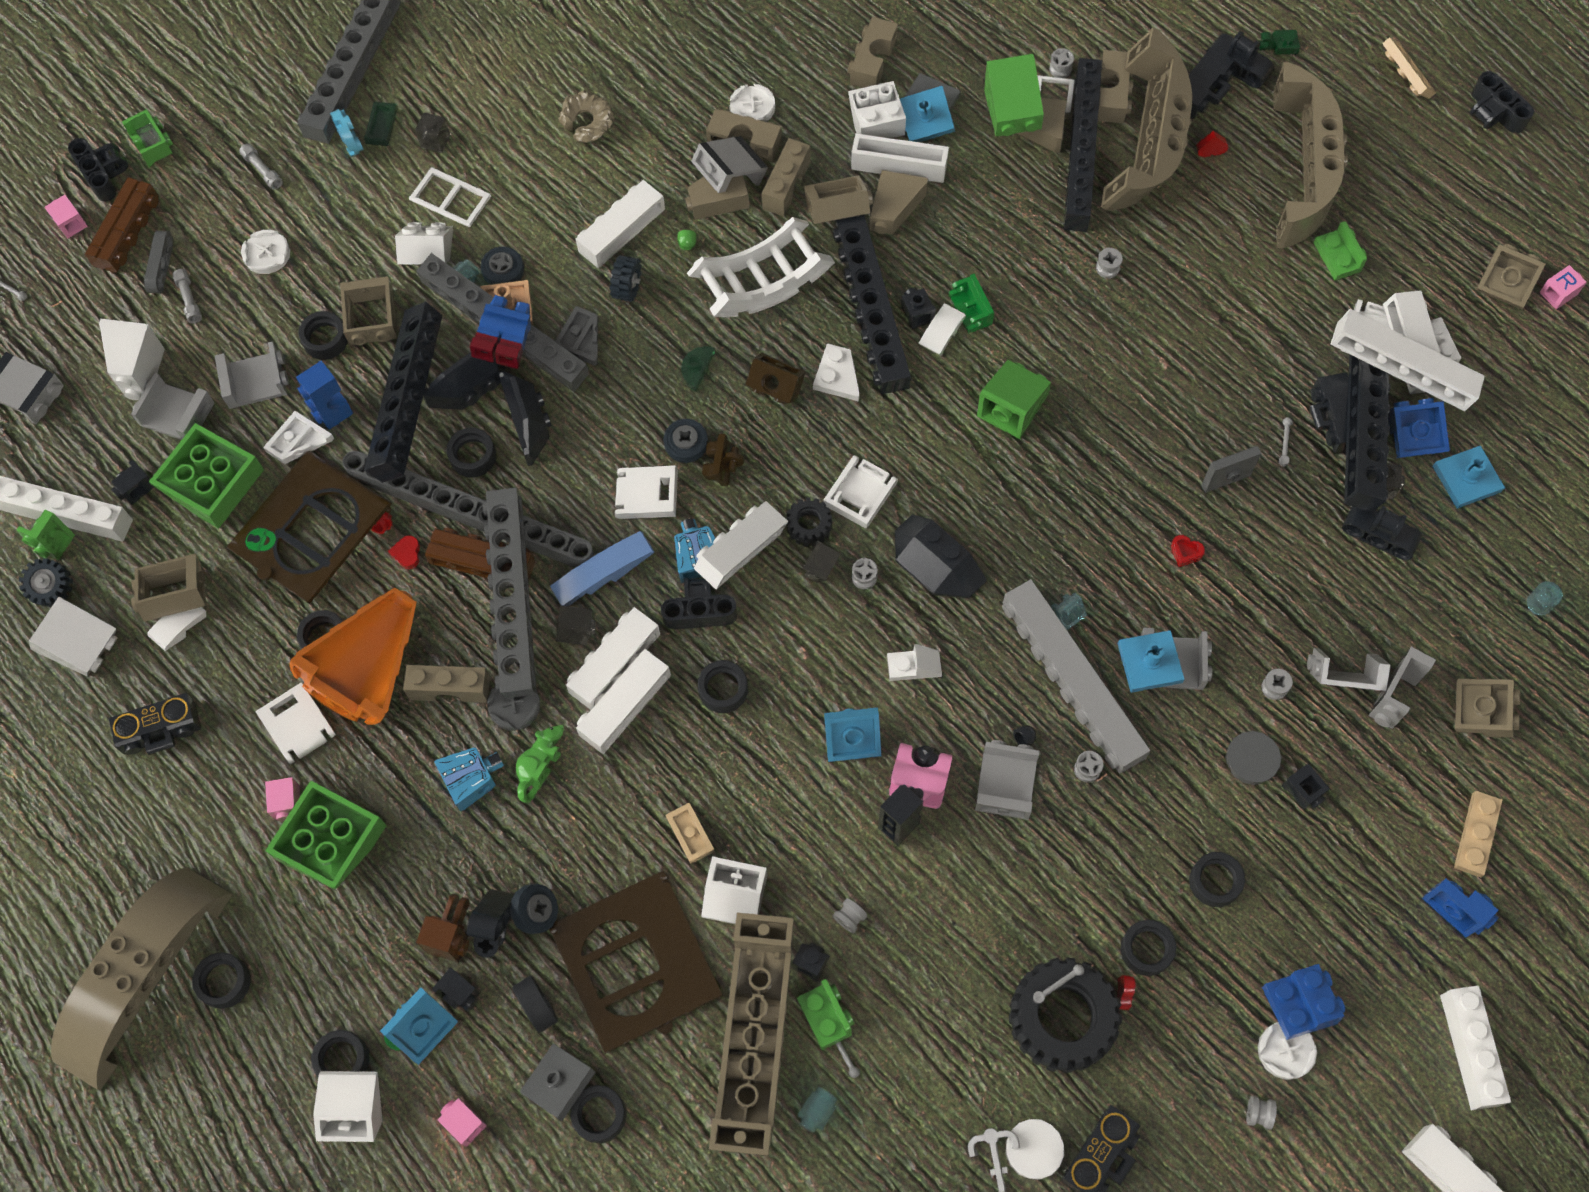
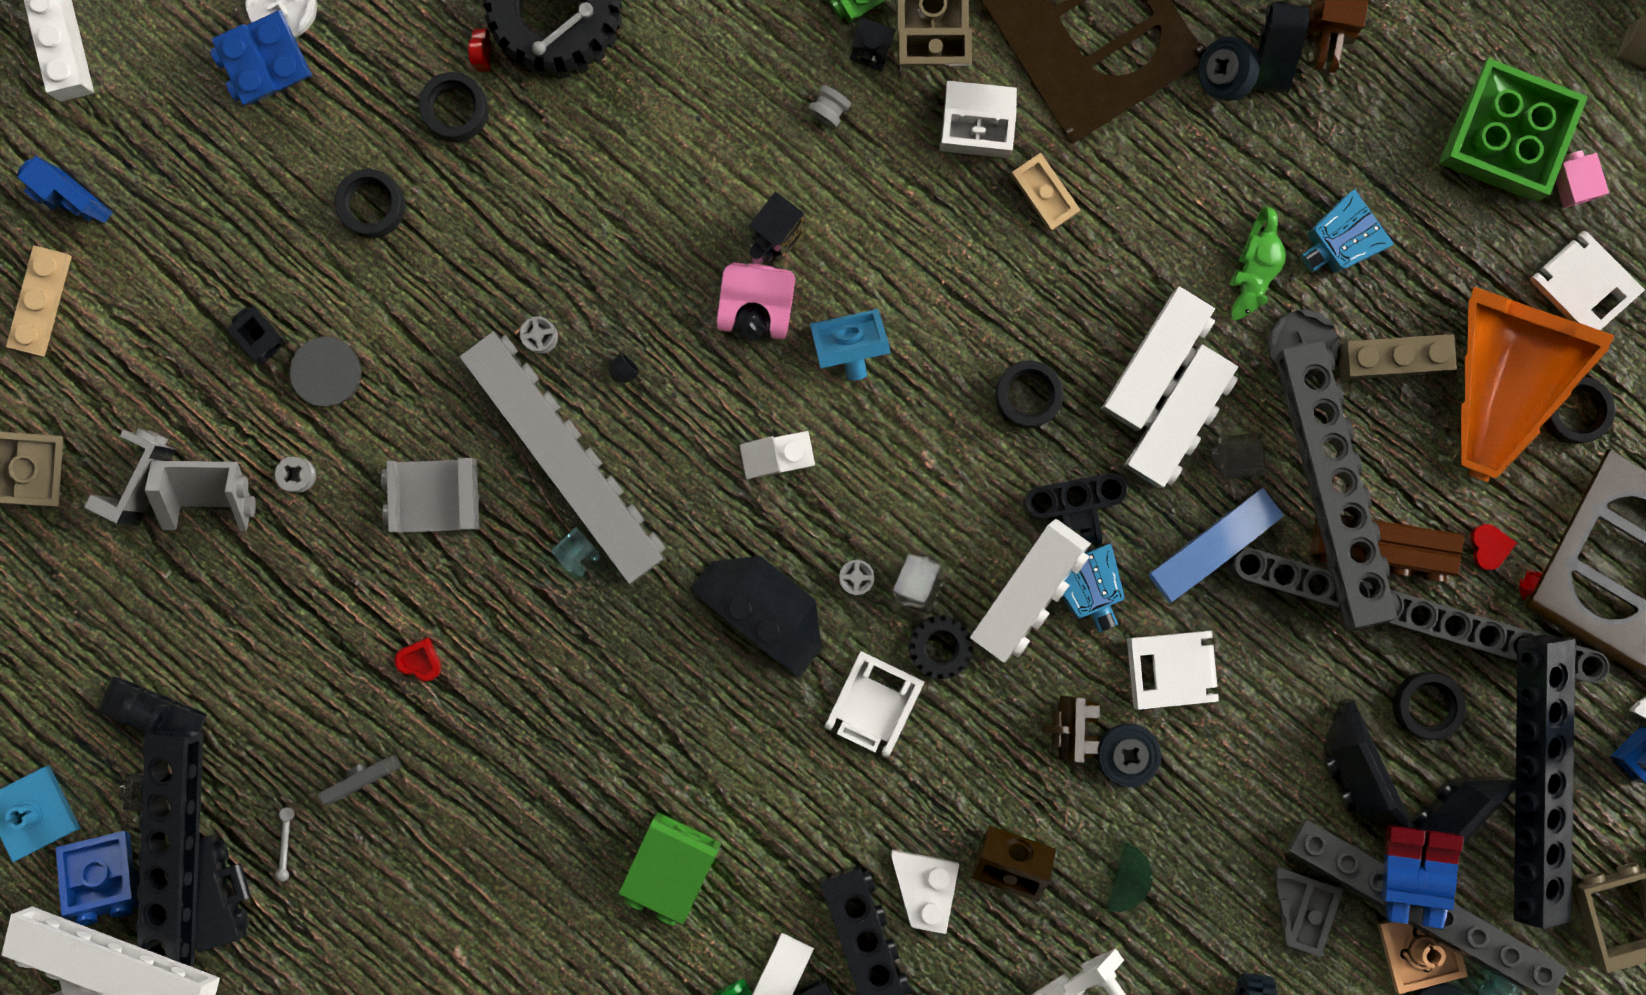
camera: 170 degrees right, 20 degrees up
(1007, 779) = (644, 305): light grey panel -> none
(1150, 661) = (462, 478): dark azure tile -> none

